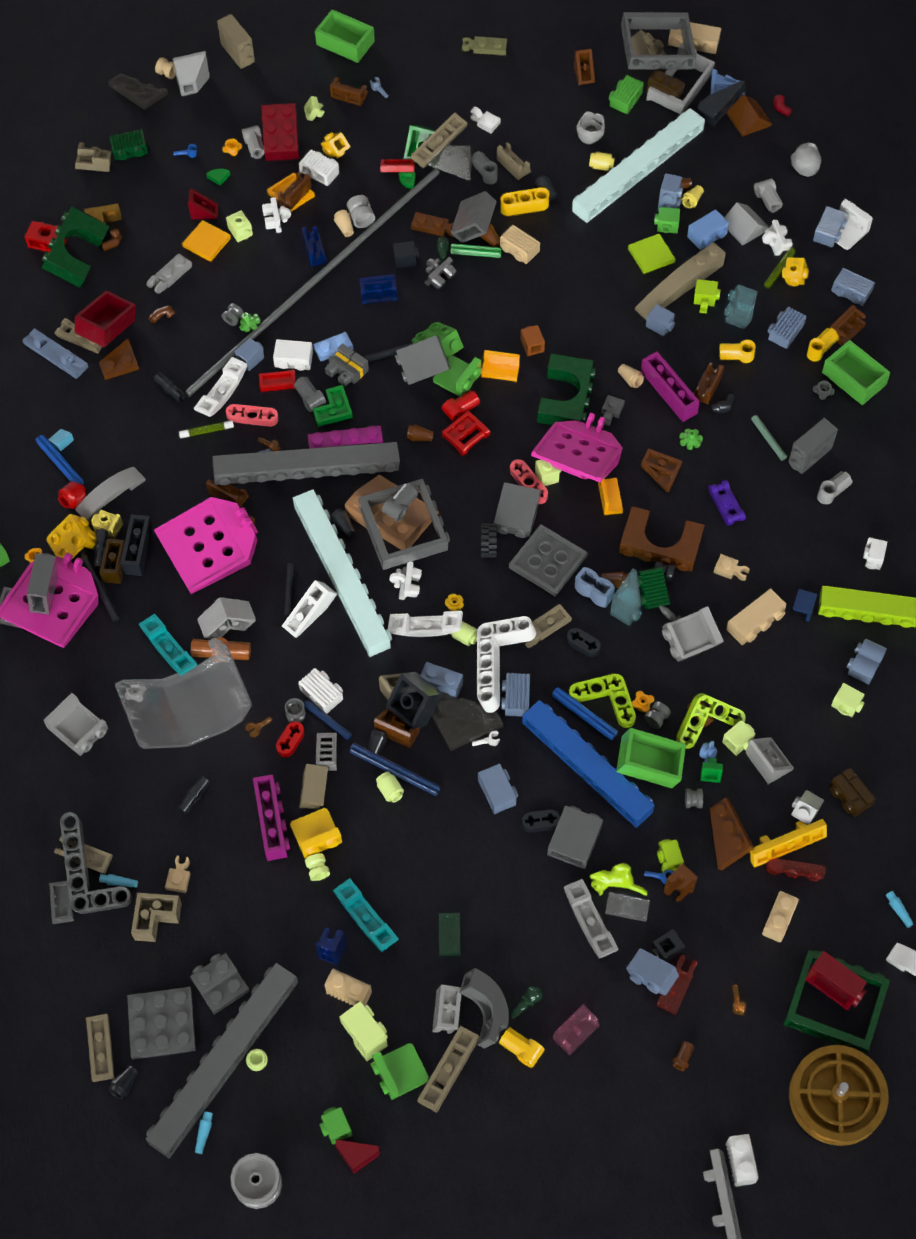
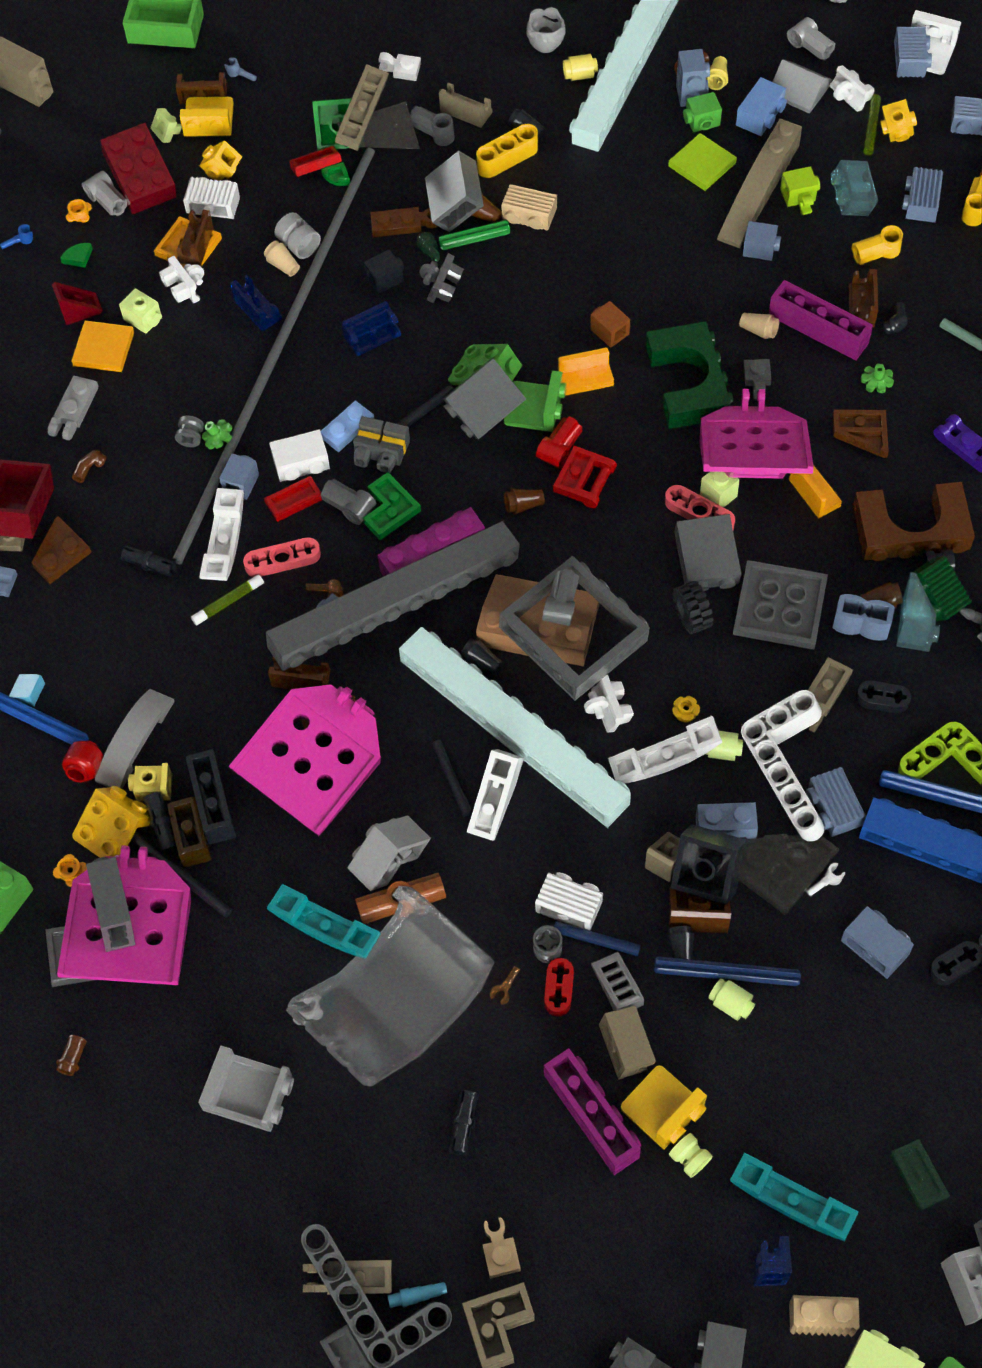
camera: 20 degrees left, 0 degrees up
(342, 111) = (207, 116): none -> yellow bracket

